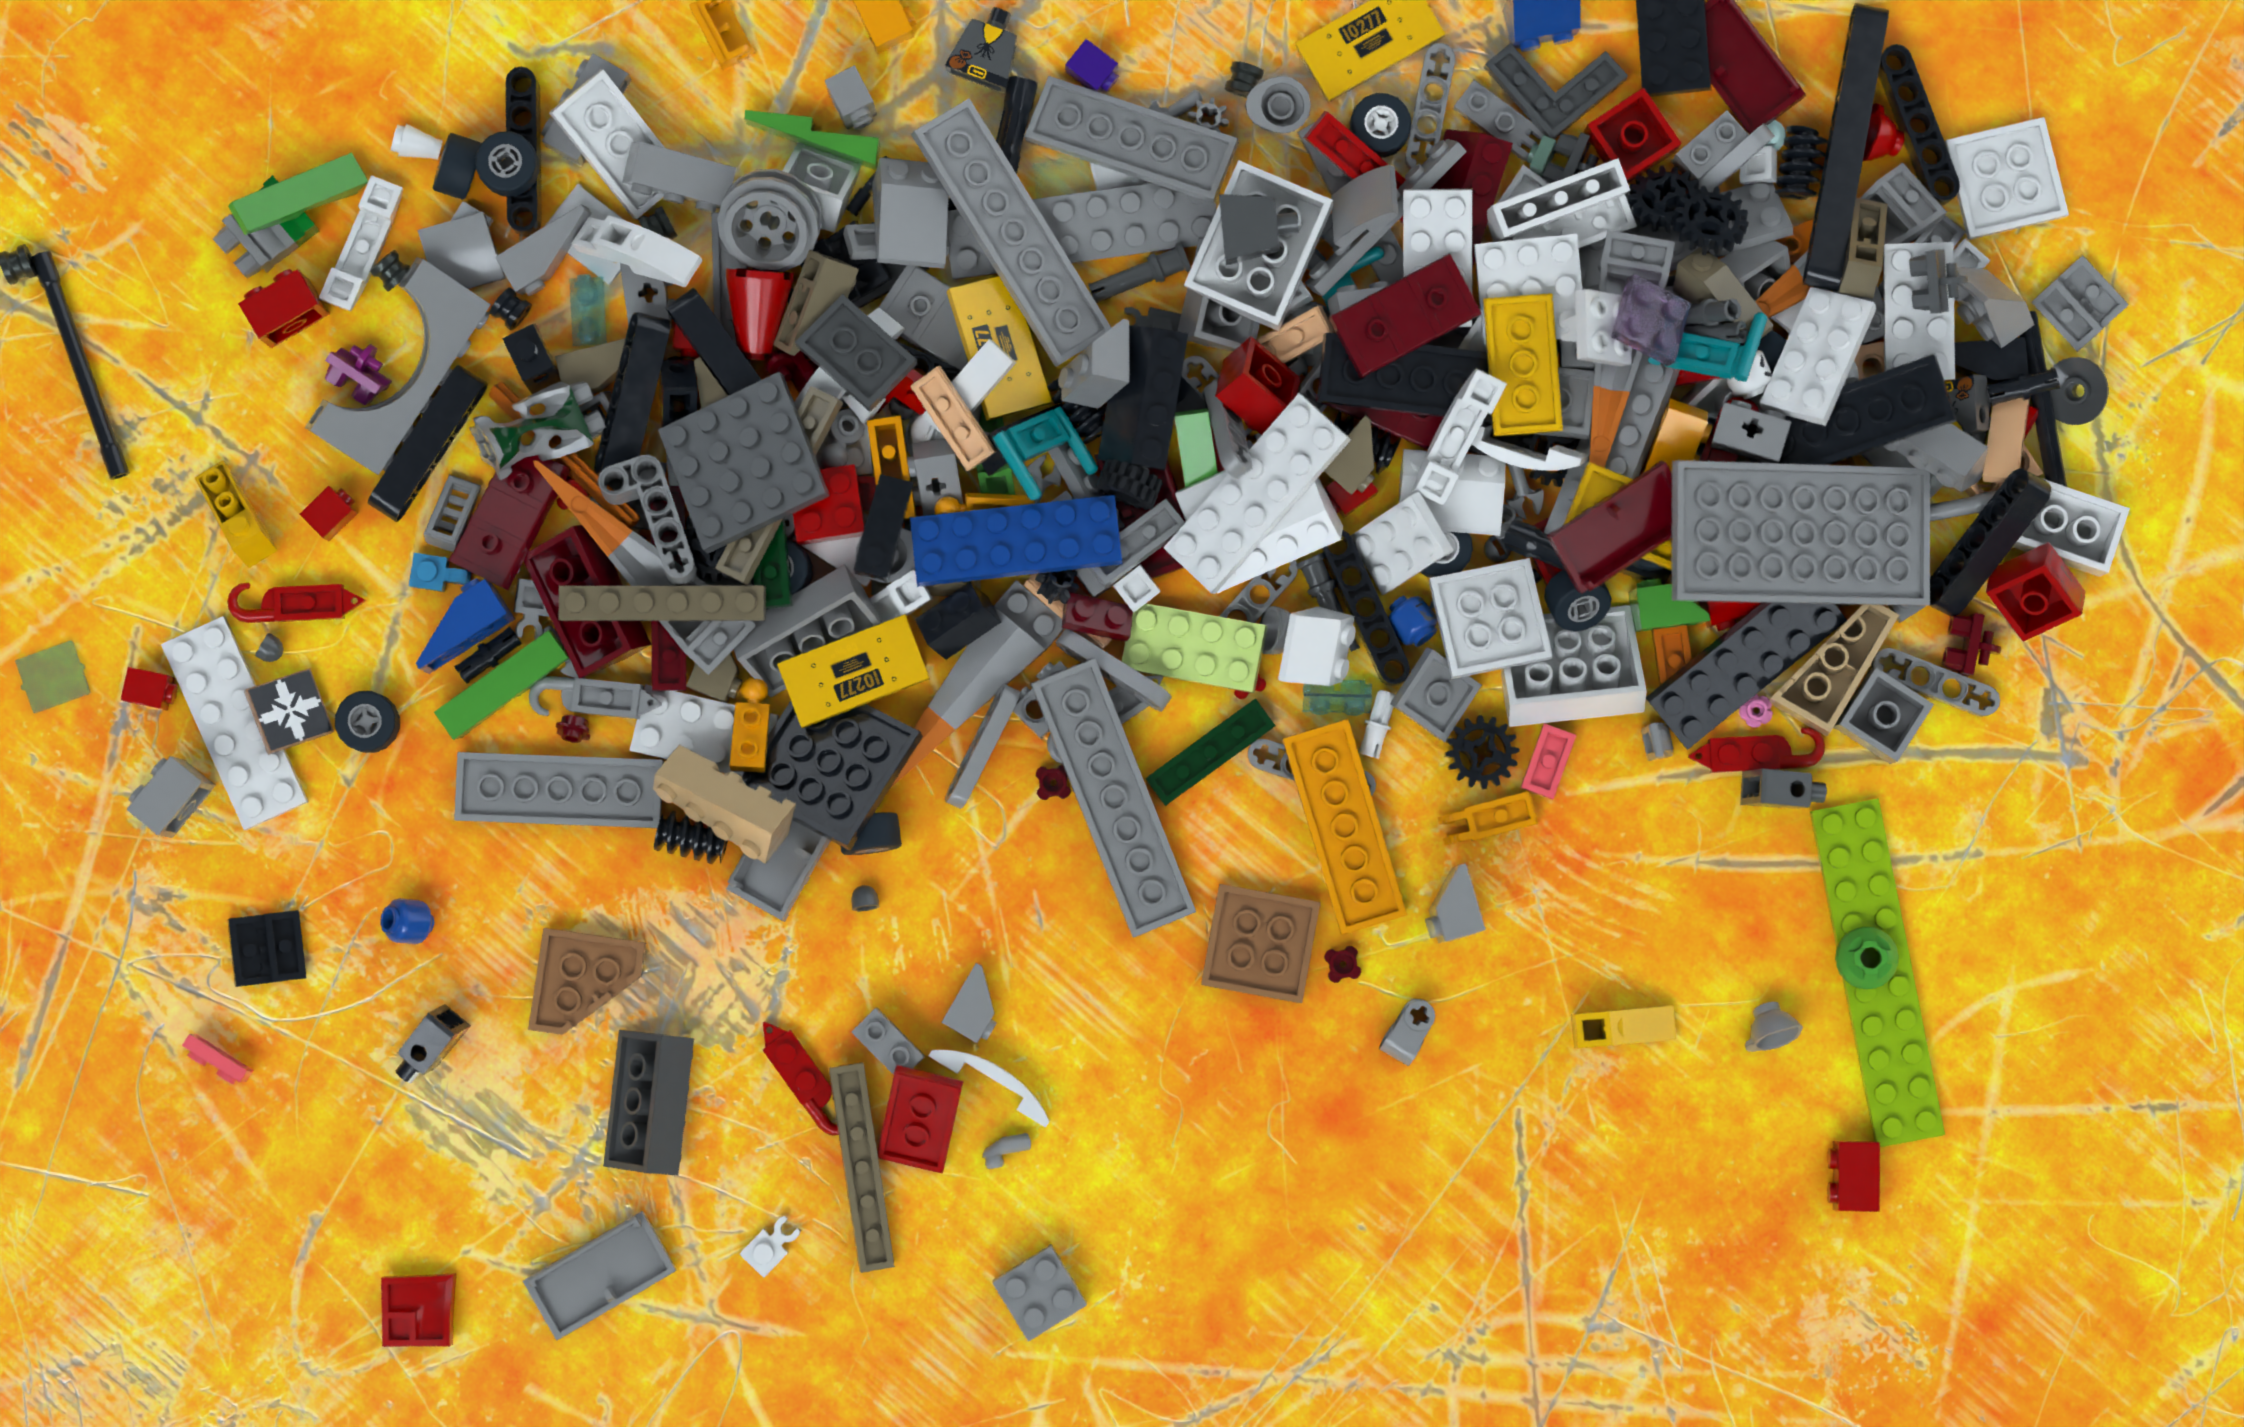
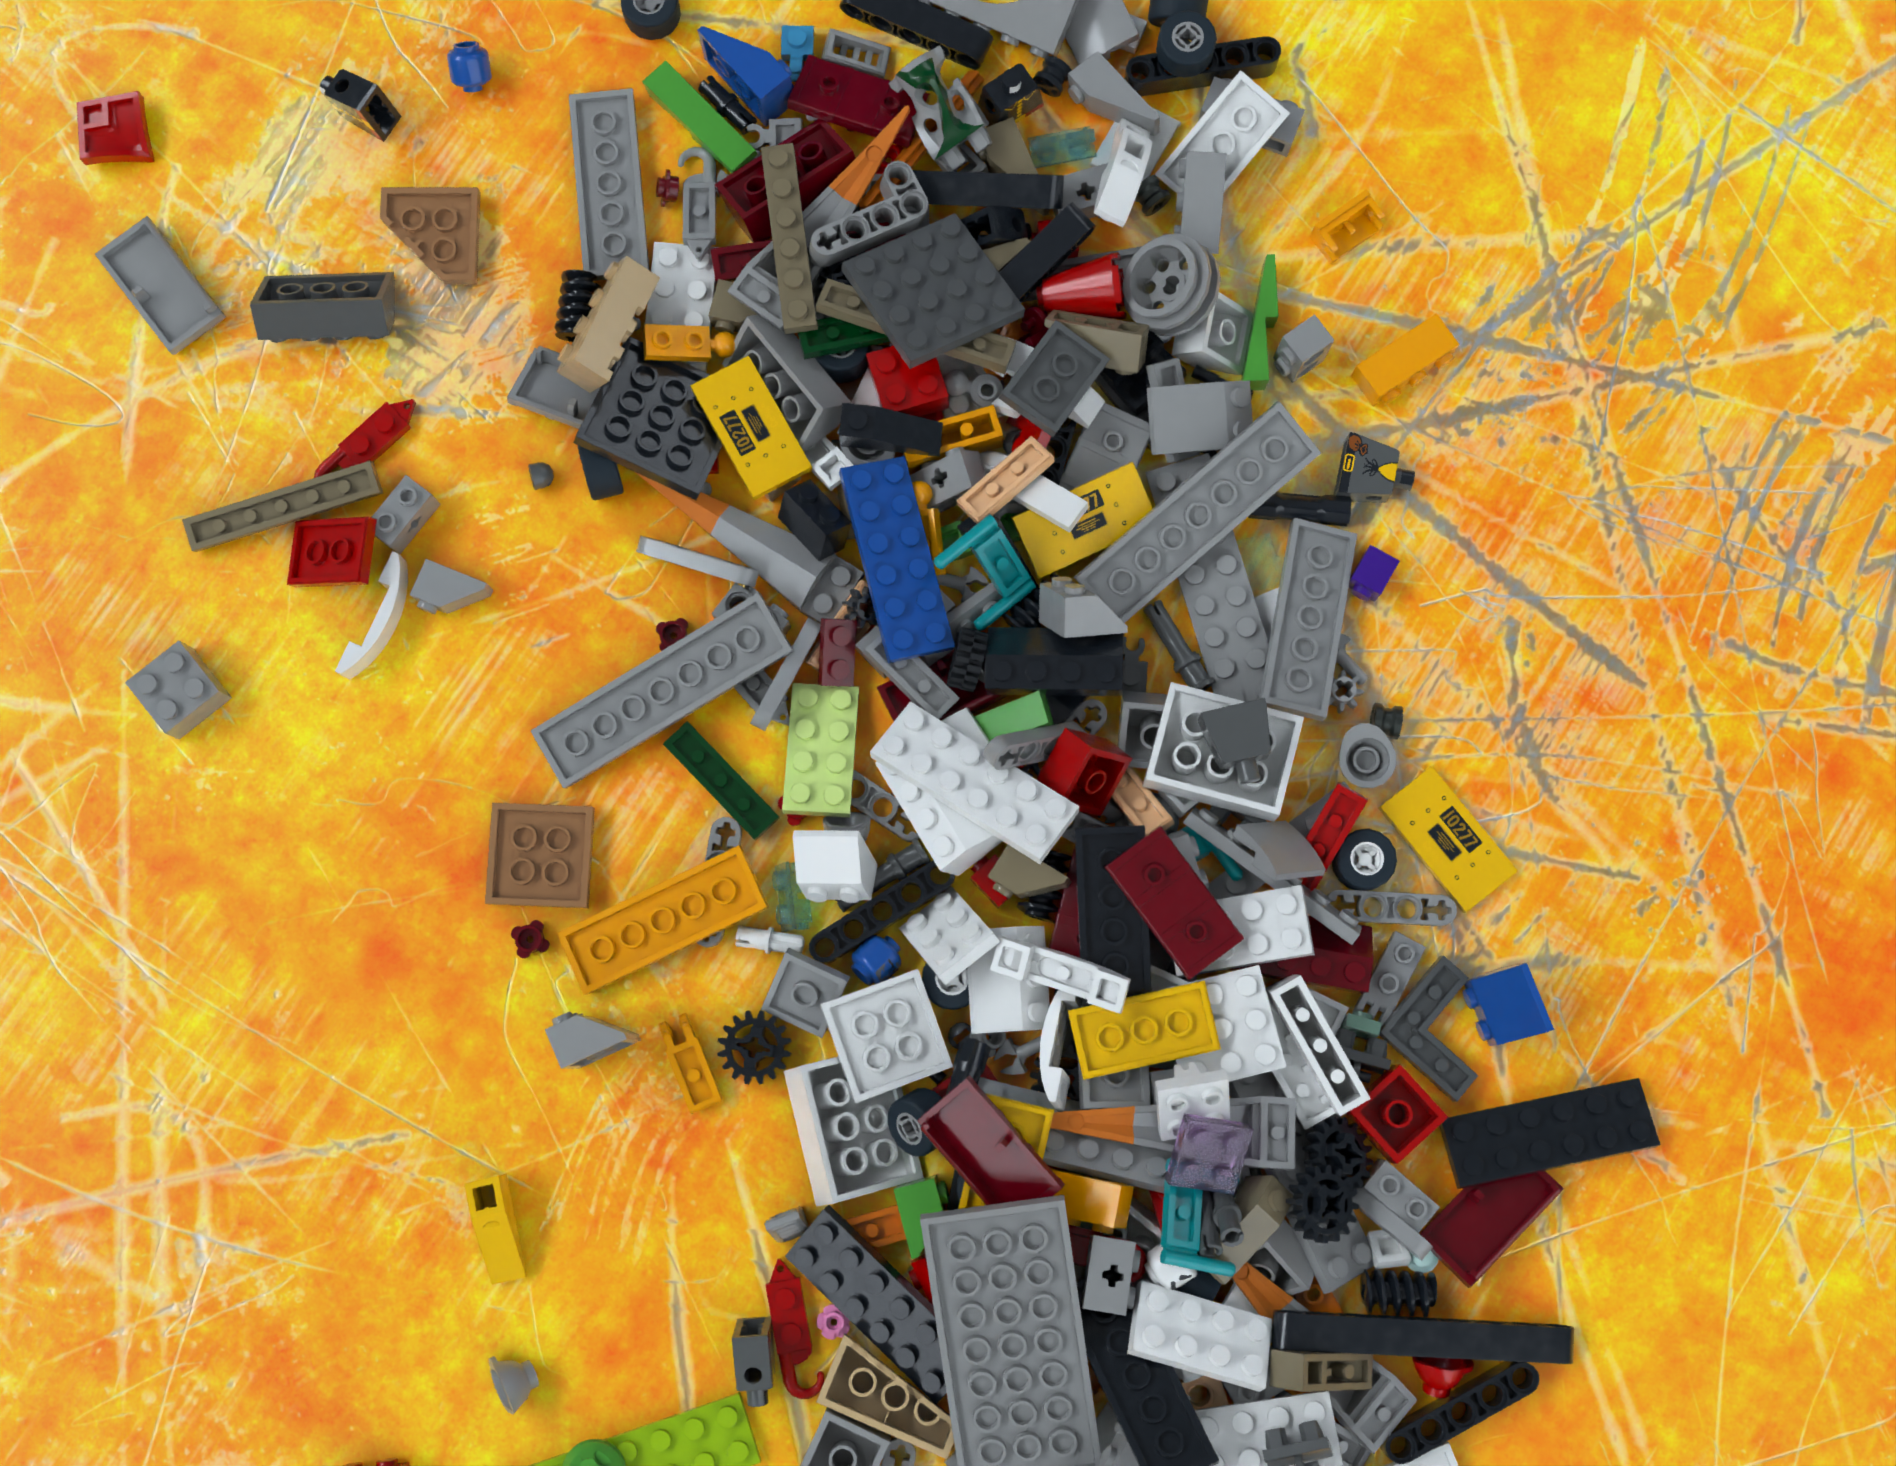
camera: 85 degrees right, 5 degrees down
(767, 1250) = (201, 435): white plate -> none
(1005, 1145) = (318, 639): light grey arm -> none
(1136, 588) = (869, 685): white plate -> none
(1404, 1037) = (466, 1012): light grey piece -> none
(1548, 761) = (754, 1115): coral plate -> none

